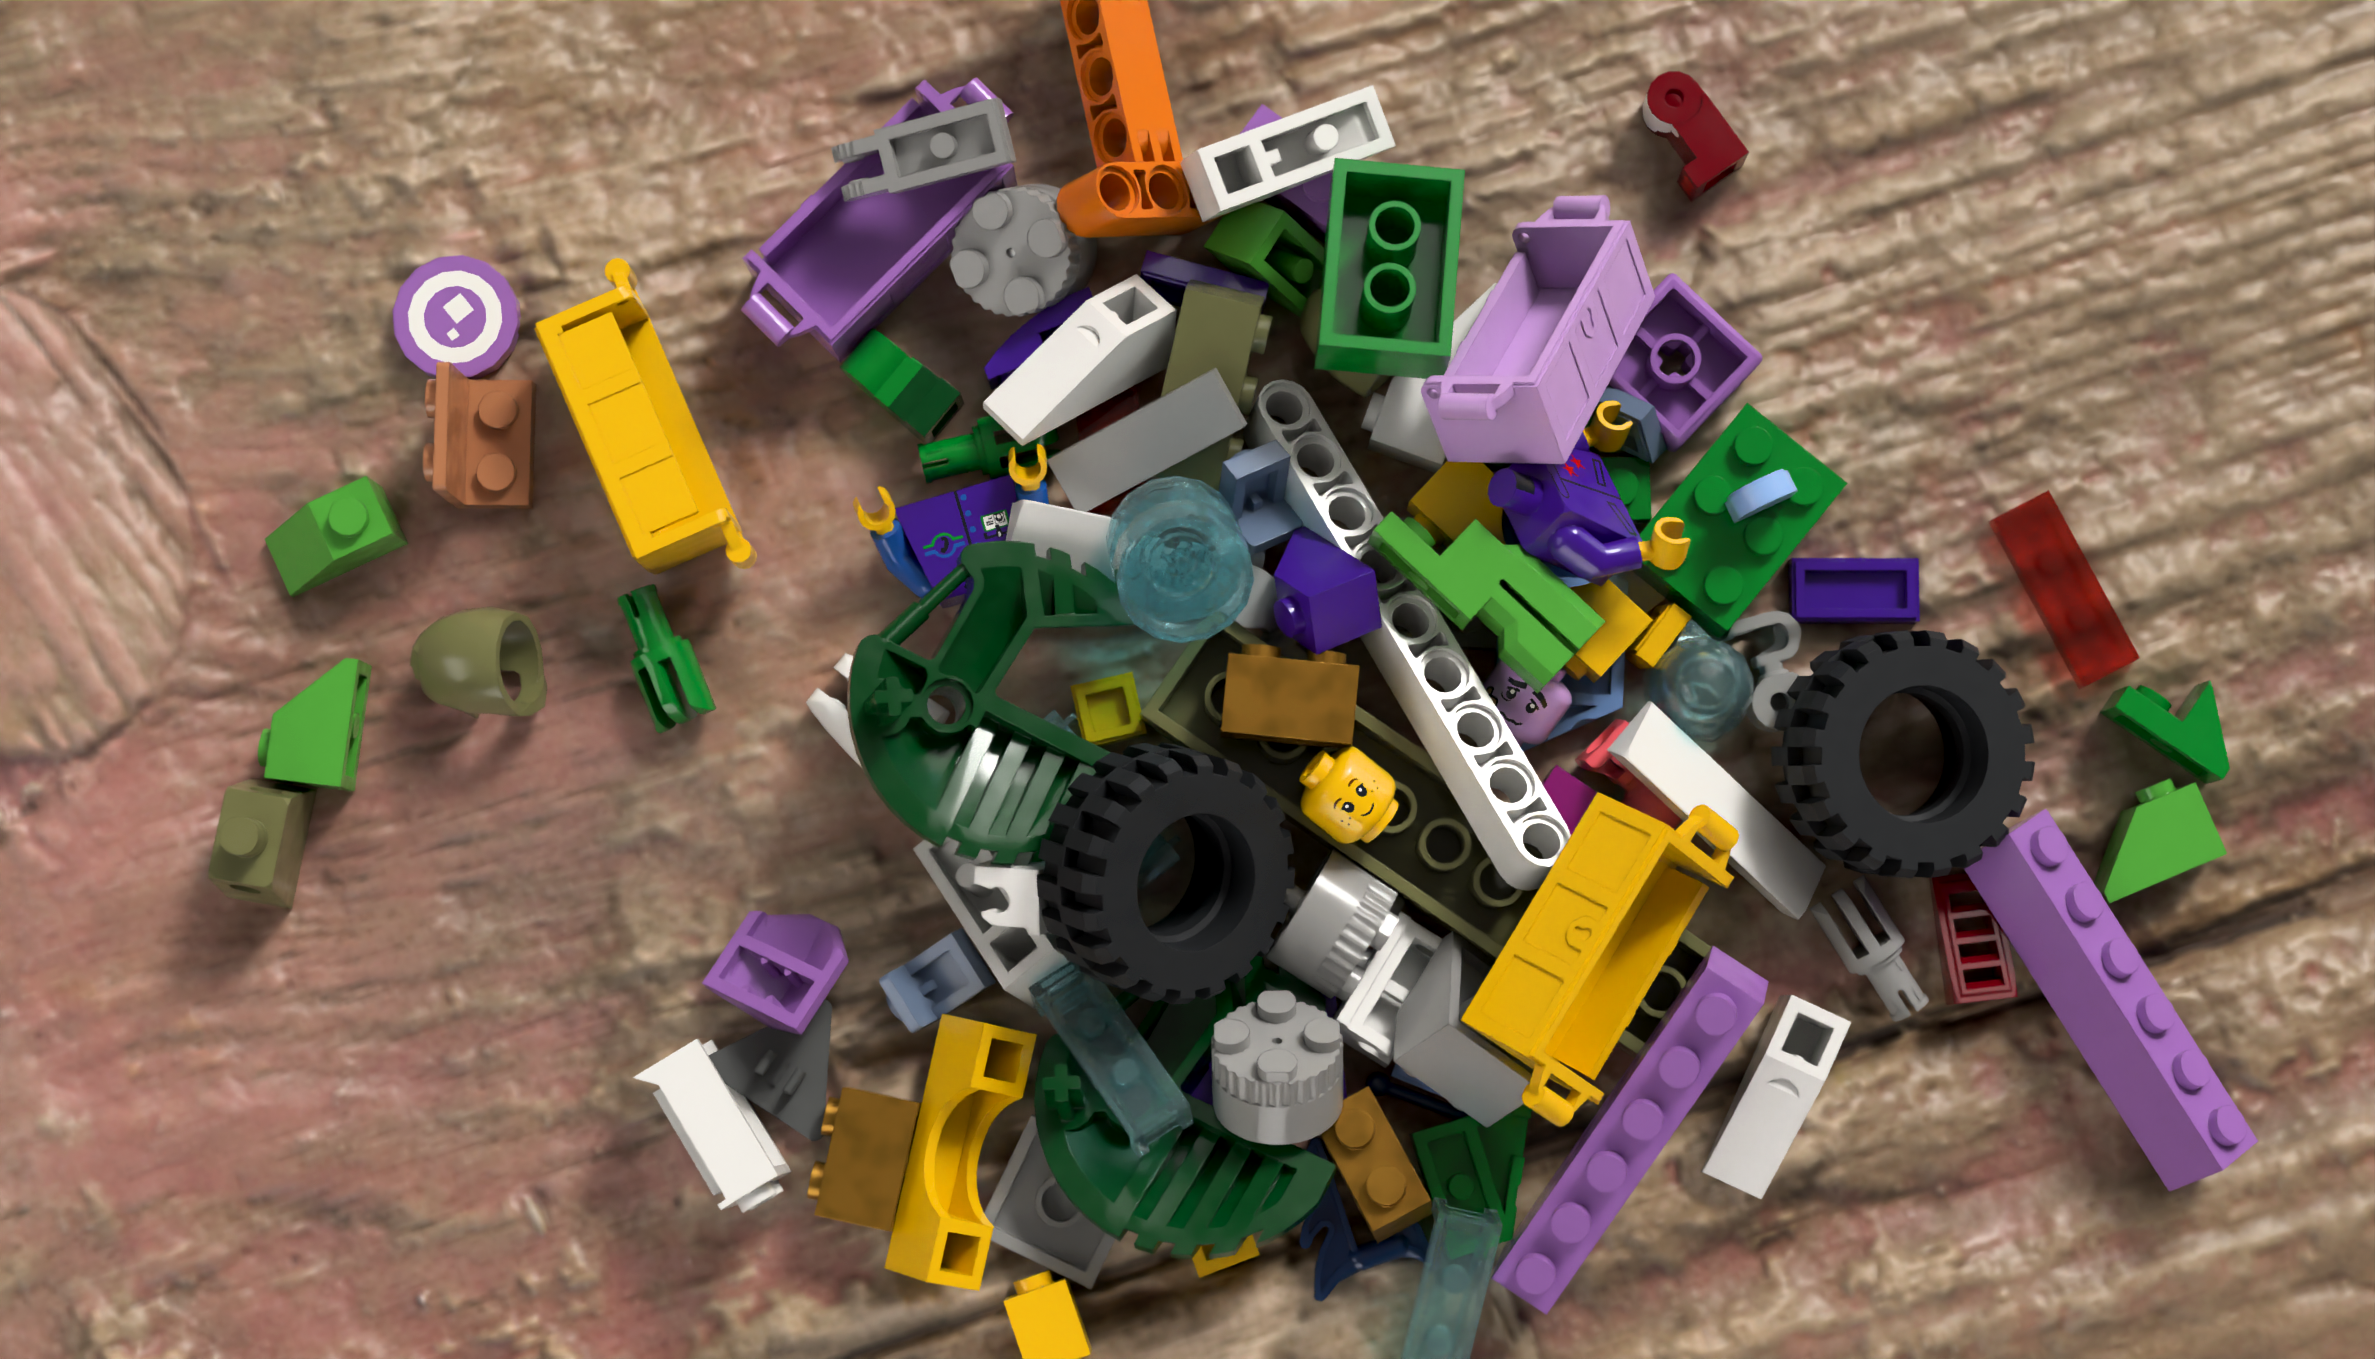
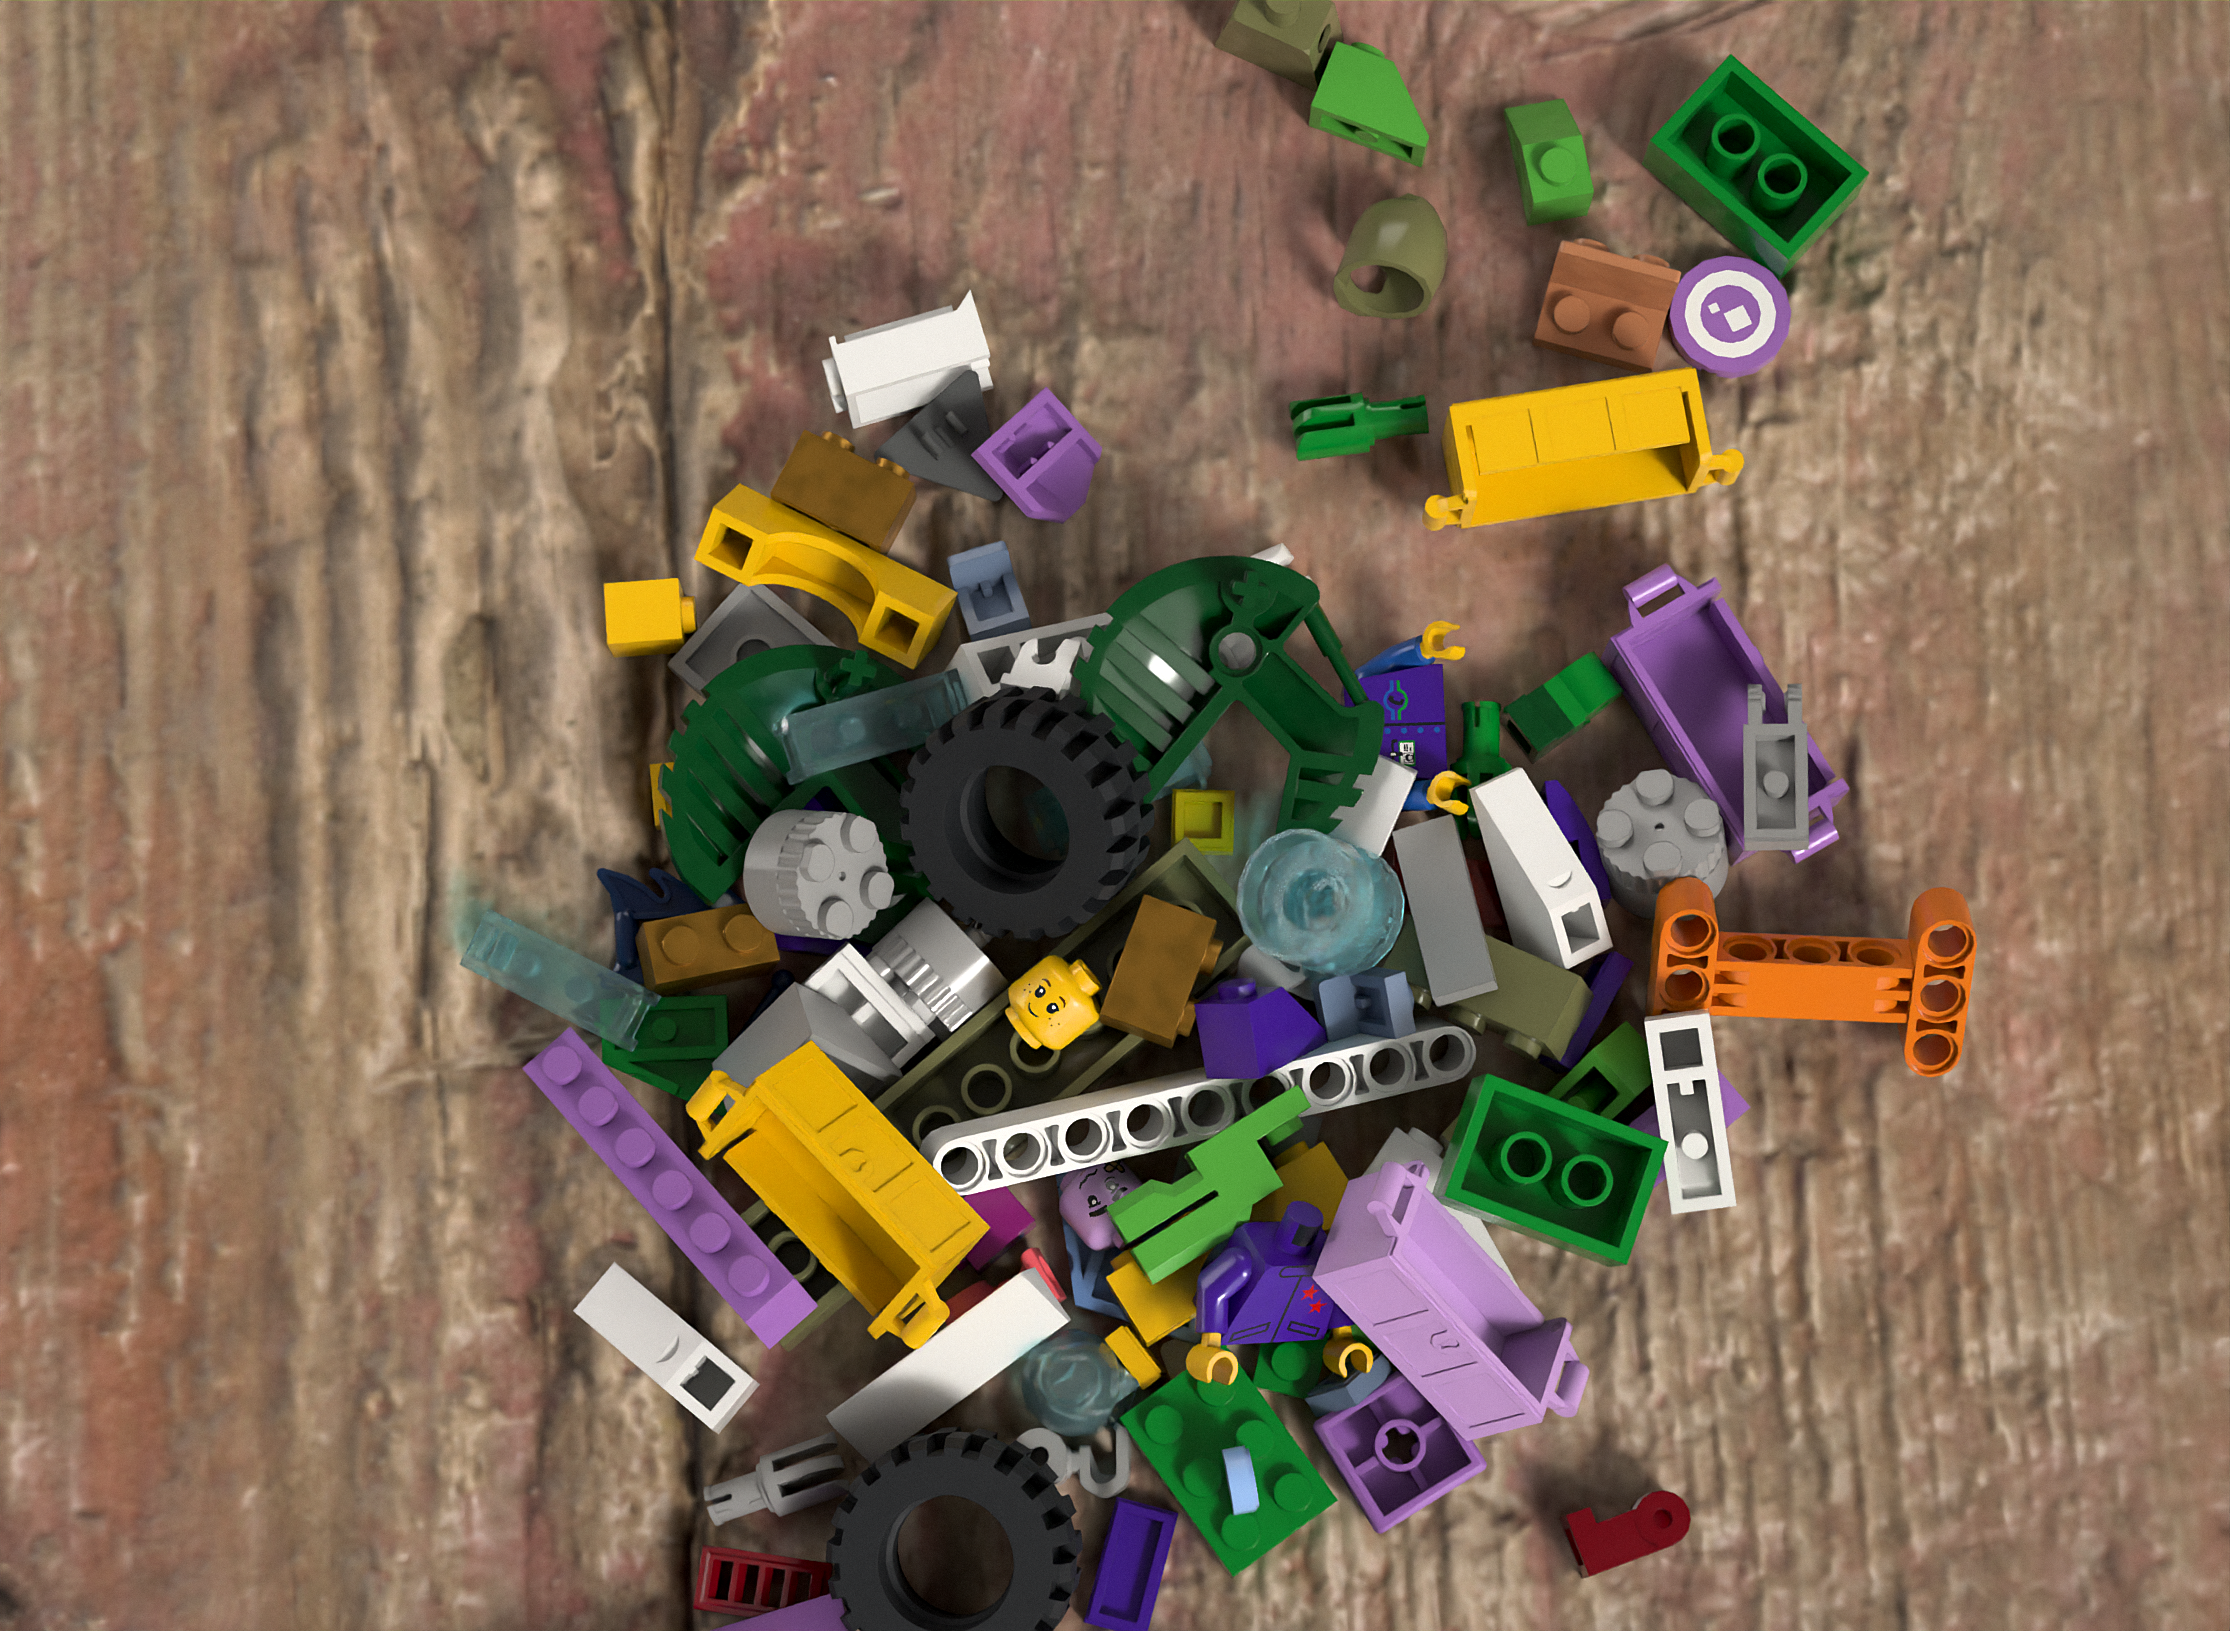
camera: 105 degrees right, 5 degrees down
(297, 324) = (1754, 167): none -> green brick

